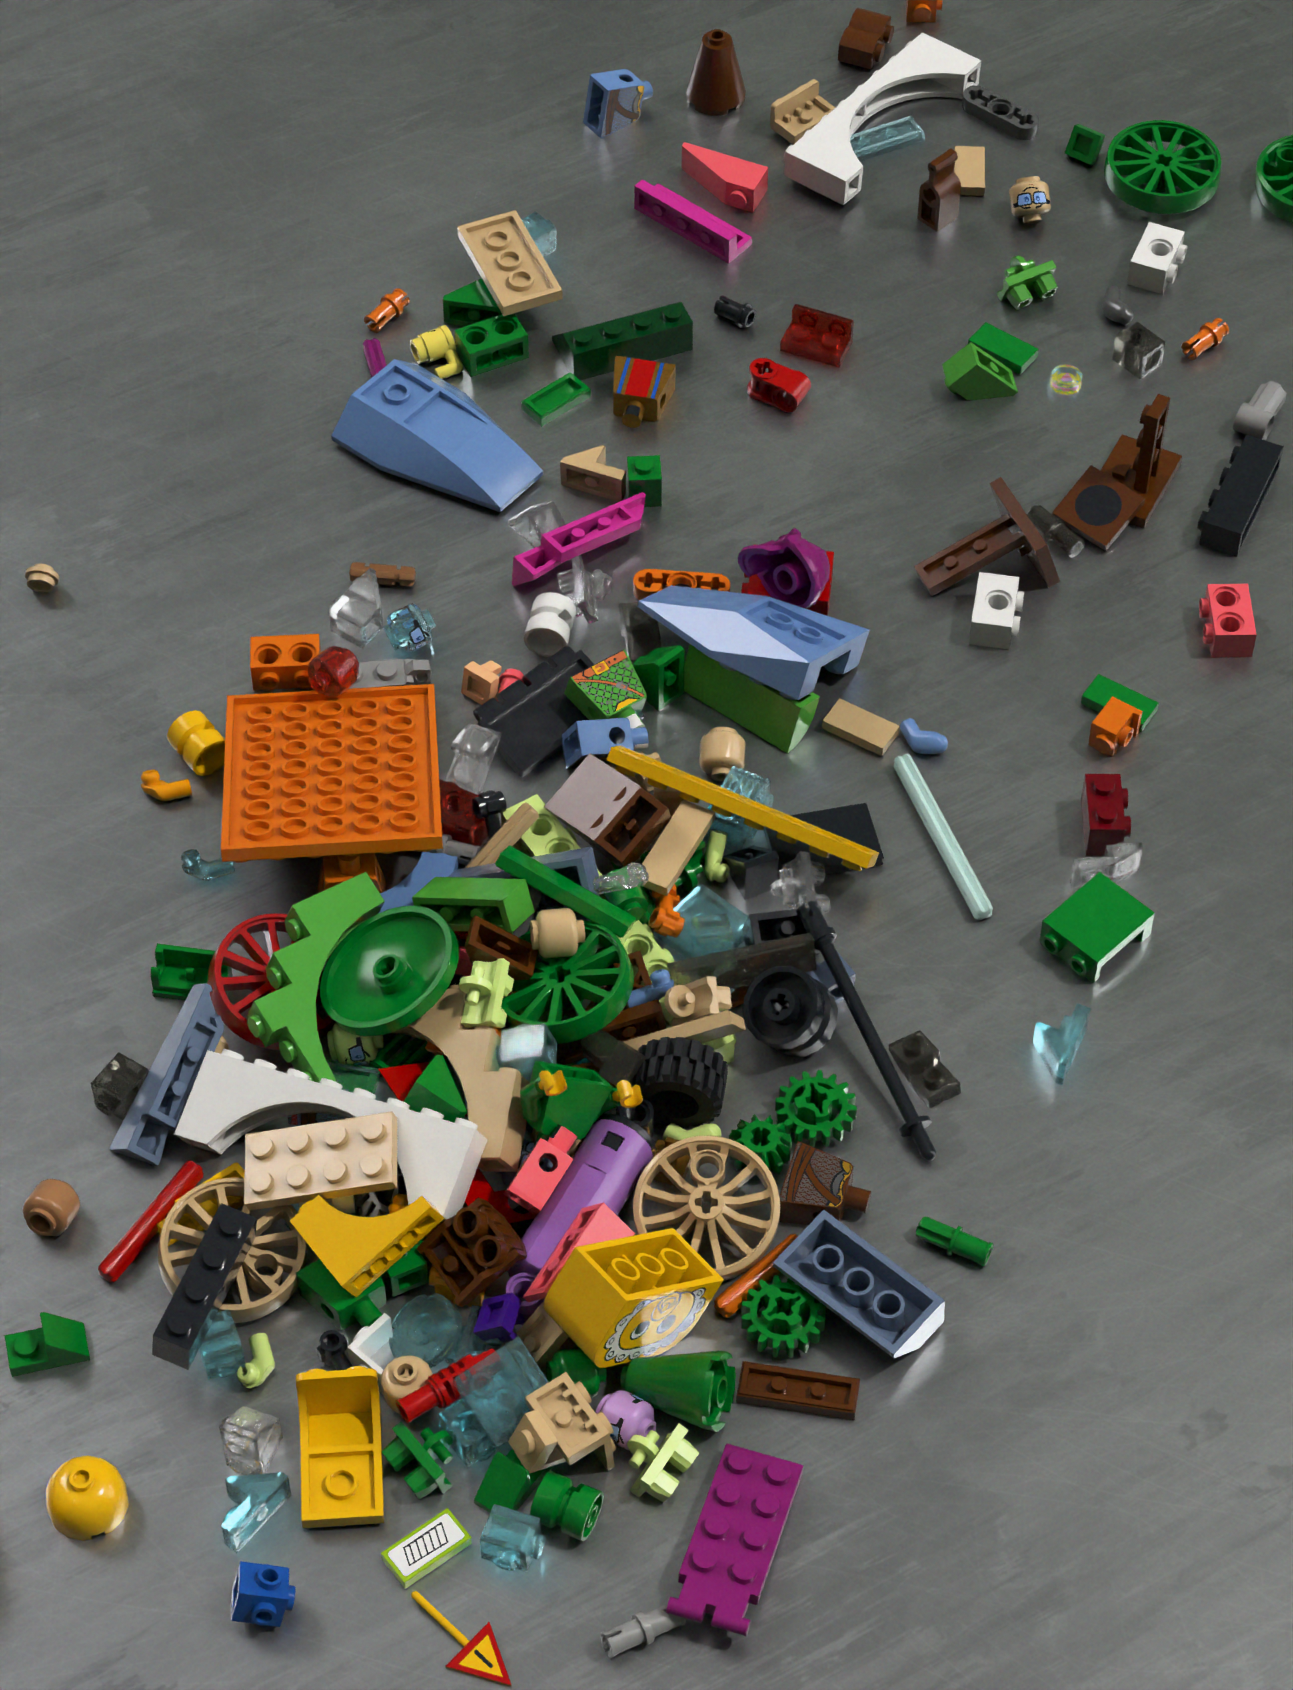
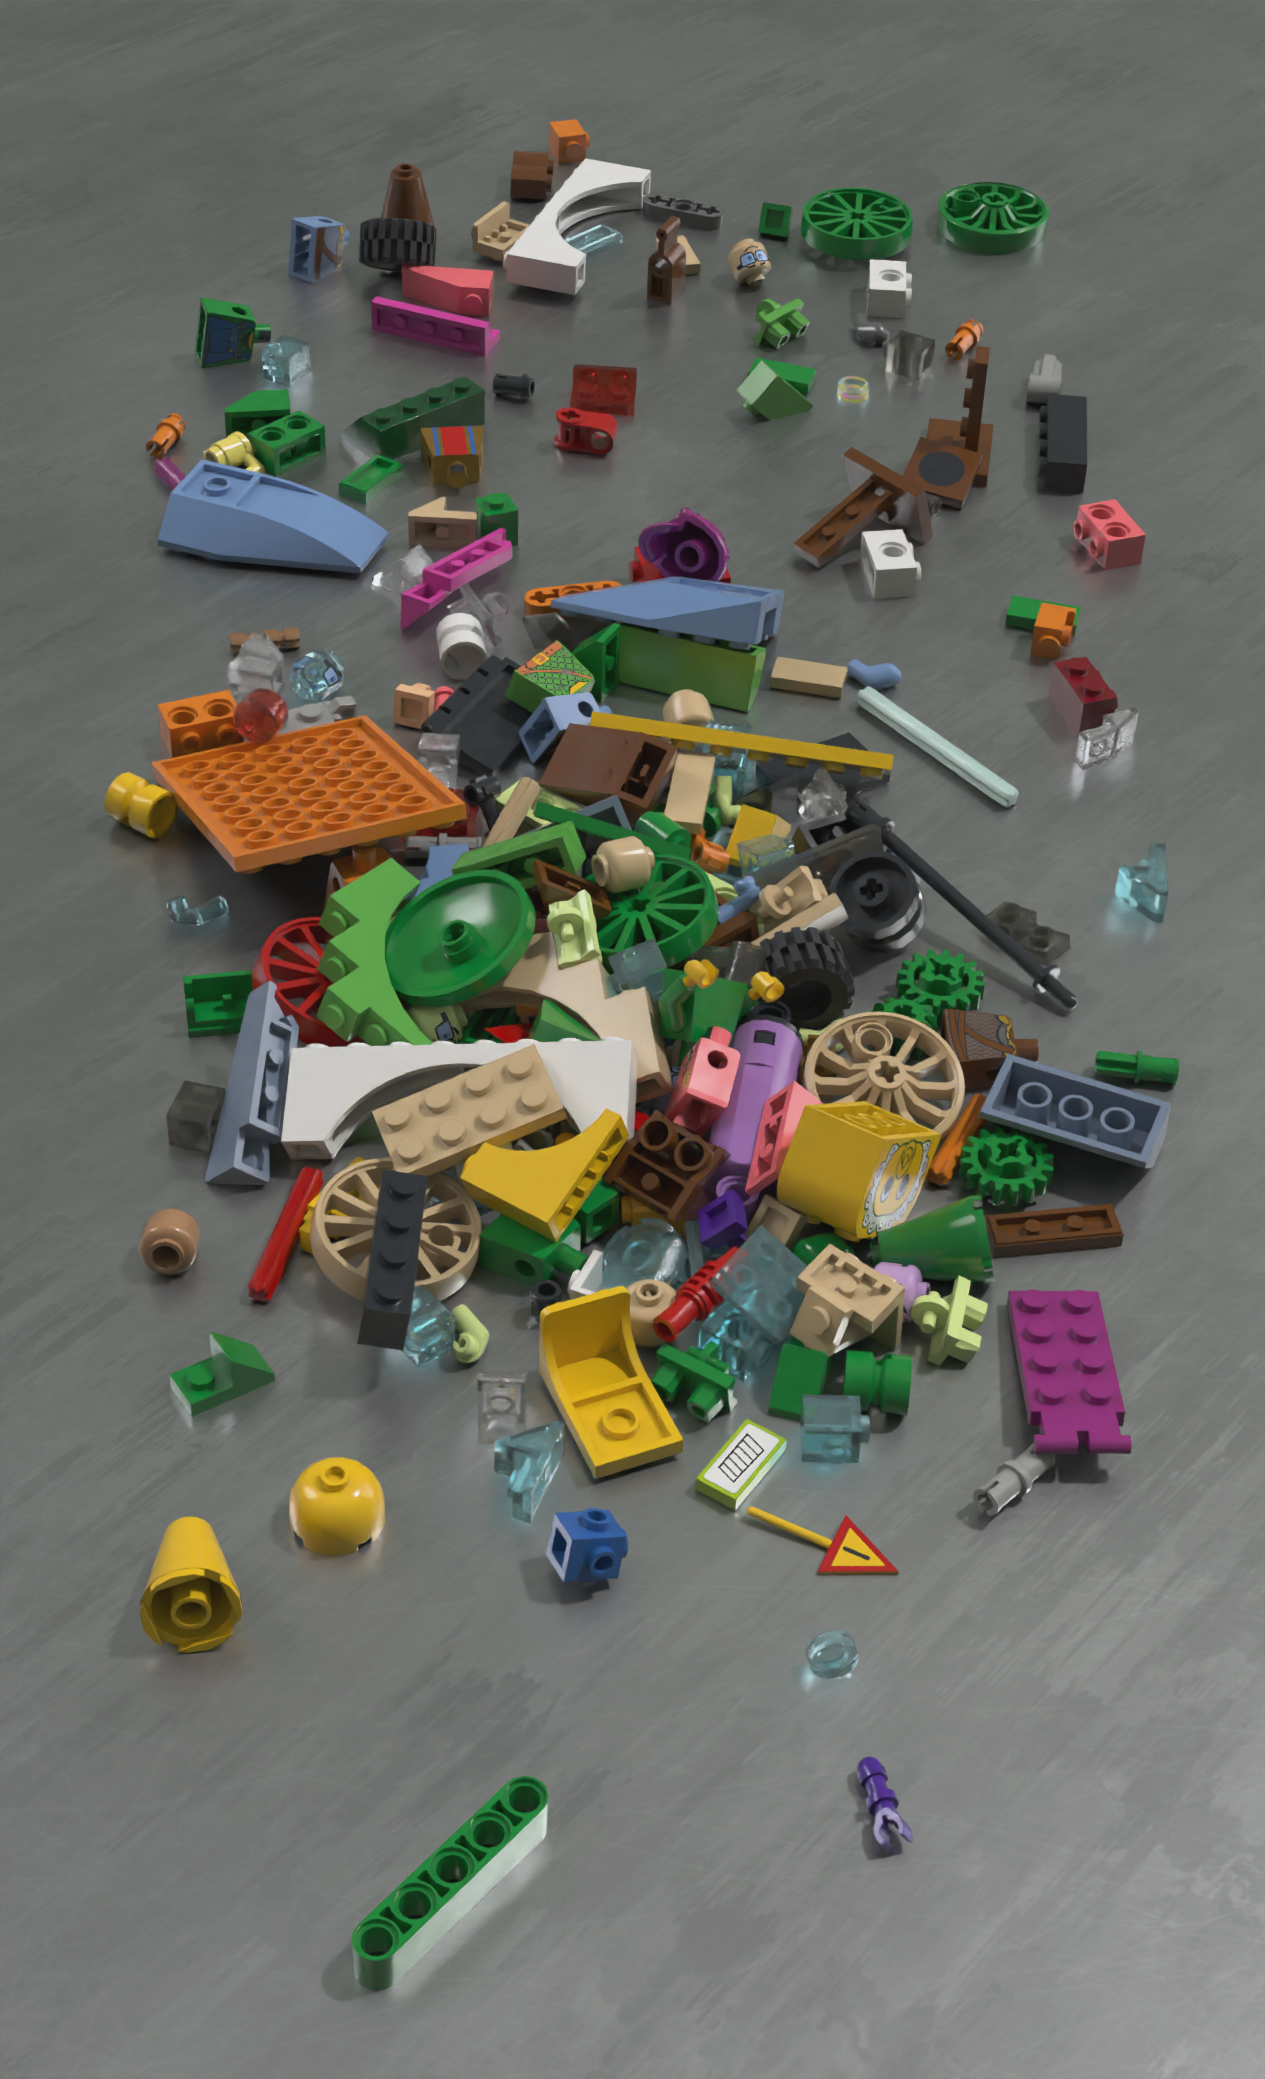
camera: 20 degrees left, 10 degrees down
(162, 790) = (118, 857): light orange arm -> none
(486, 194) = (227, 333): none -> torso
(509, 263) = (281, 370): tan plate -> none
(626, 878) = (667, 810): clear arm -> none
(687, 118) = (396, 241): none -> black tyre
(723, 897) = (754, 824): none -> yellow slope
(1095, 926) = (1125, 785): green panel -> none

